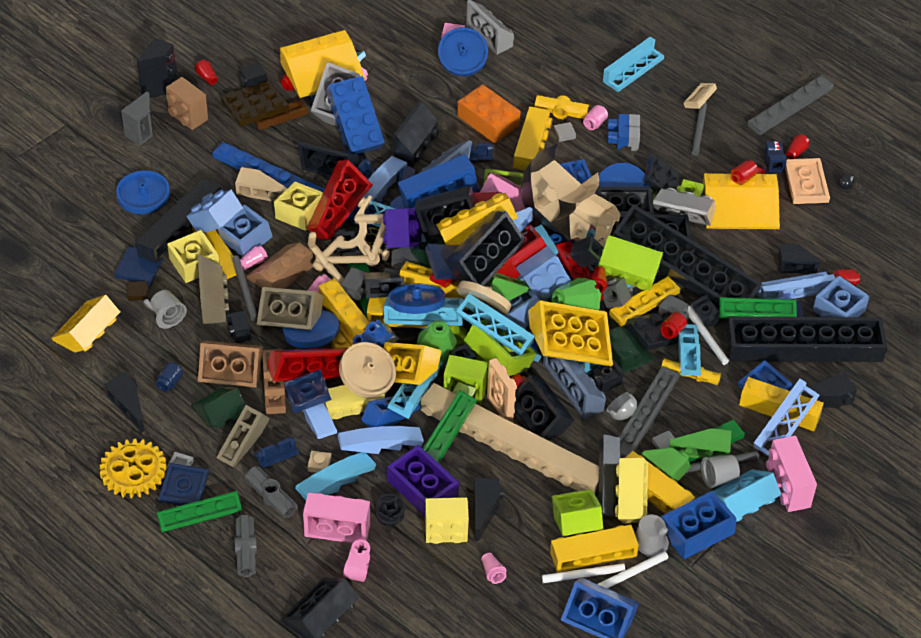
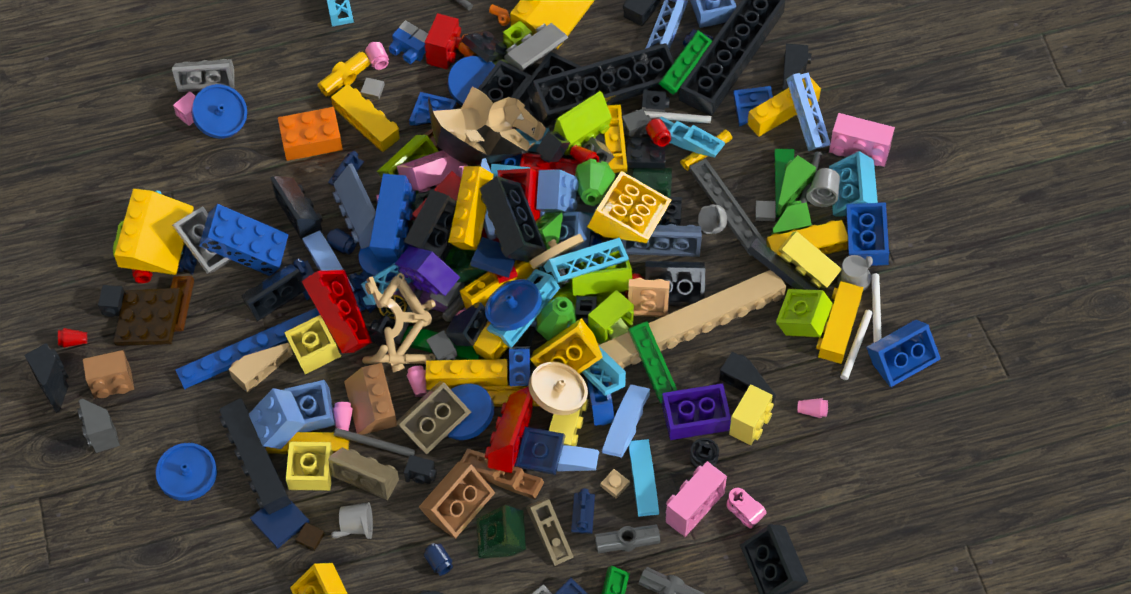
camera: 55 degrees left, 10 degrees up
(639, 144) = (443, 41): none -> red brick
(705, 169) = (501, 13): none -> orange arm

